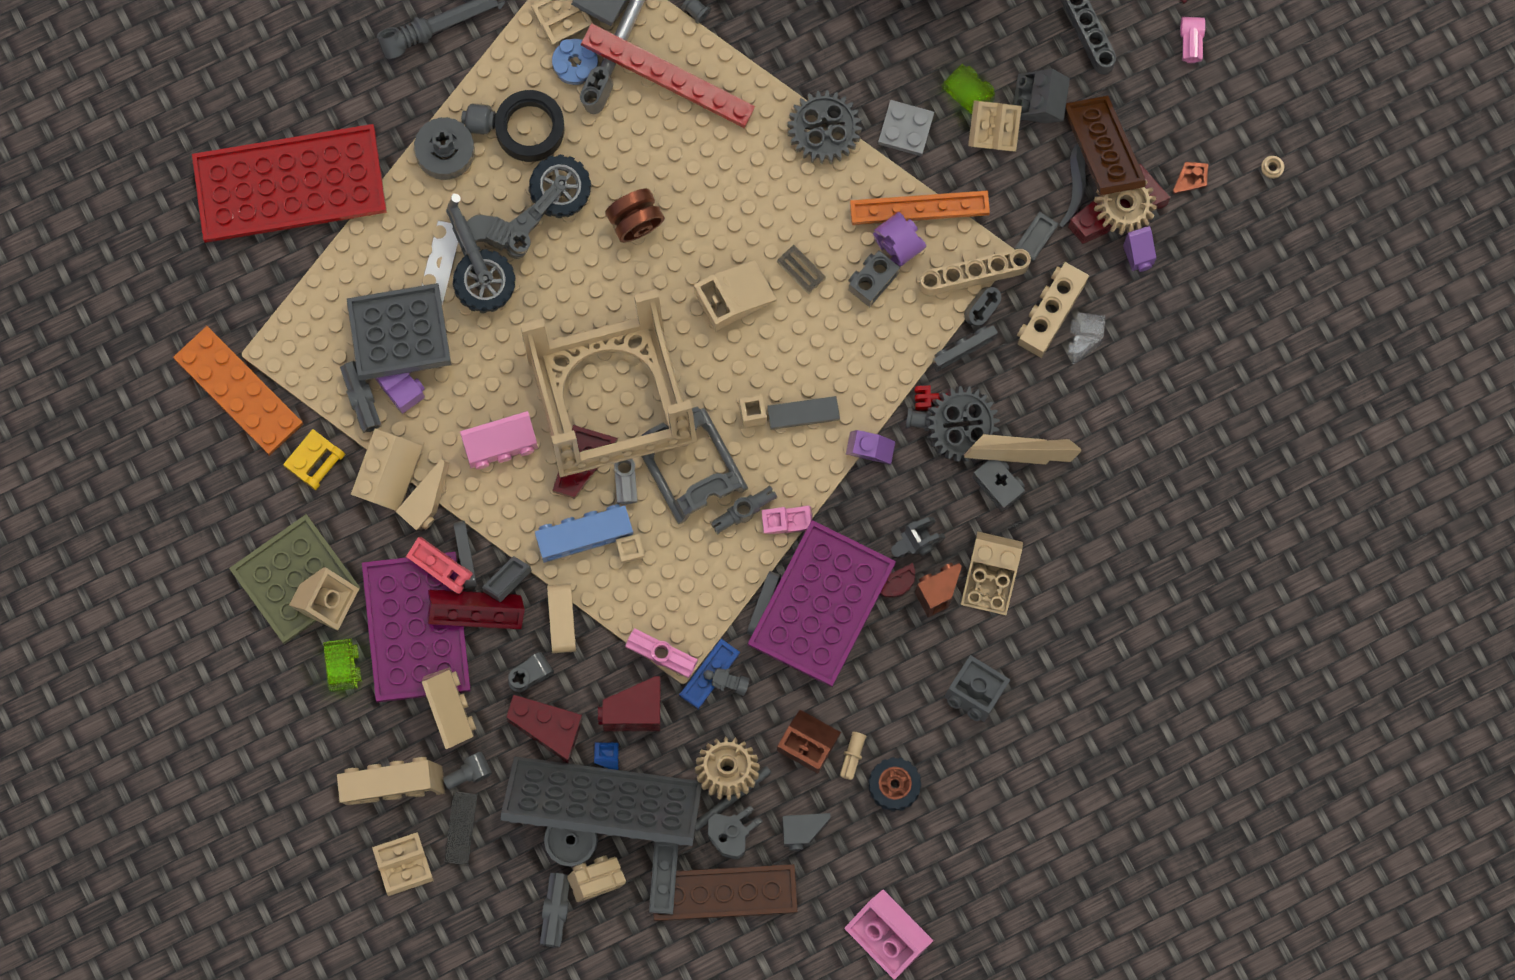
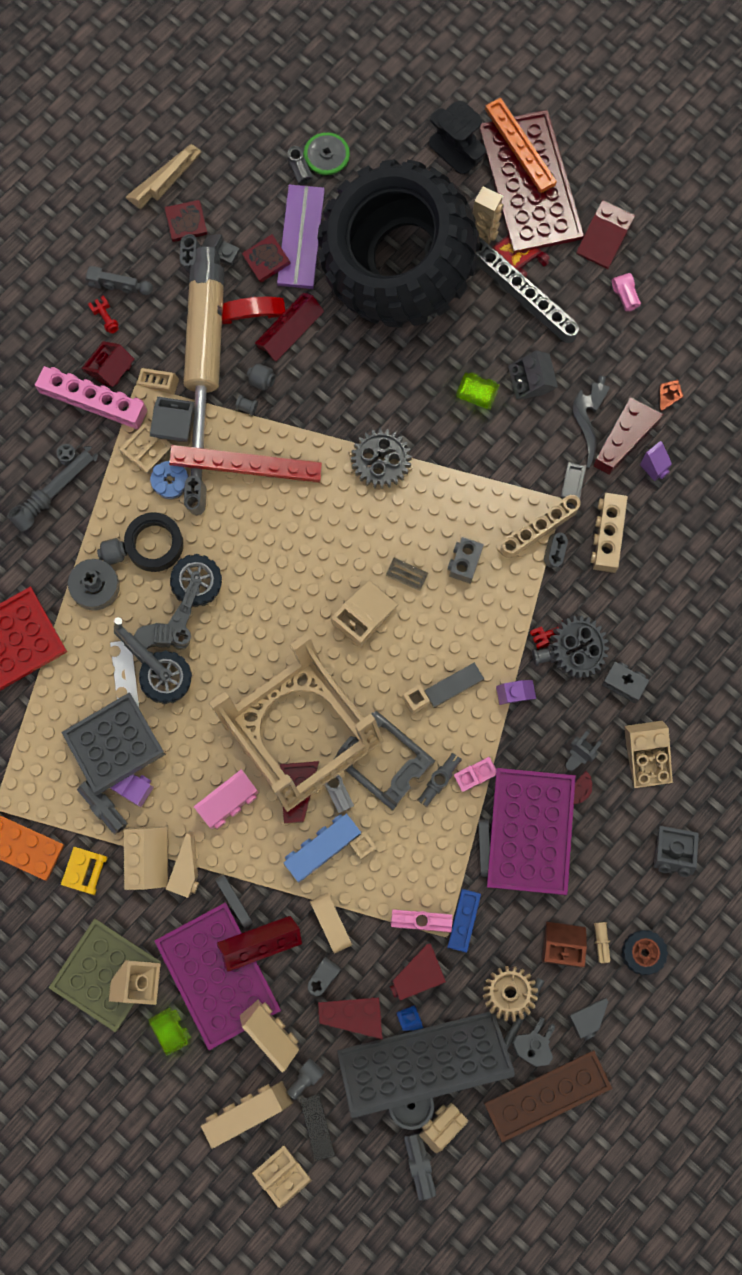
camera: 20 degrees left, 0 degrees up
(438, 564) = (217, 919): coral plate -> none
(506, 579) = (275, 908): dark grey tile -> none
(634, 215) = (263, 580): copper wheel -> none
(663, 878) = (497, 1109): dark grey tile -> none
(722, 679) = (476, 921): dark grey piece -> none
(888, 934) = (691, 1077): bright pink slope -> none
(899, 239) = (474, 522): medium lavender brick -> none
(906, 128) = (441, 436): light grey plate -> none
(920, 207) = (478, 493): orange plate -> none
(937, 590) = (617, 785): copper slope -> none
(964, 347) = (555, 586): dark grey plate -> none
(995, 125) = (508, 410): tan slope -> none
(1022, 449) = (634, 648): tan wedge -> none
(1088, 335) = (643, 540): clear slope -> none
(1104, 145) = (601, 393): reddish brown plate -> none
(1122, 217) = (626, 438): tan gear -> none
(1272, 160) = (727, 360): tan plate -> none

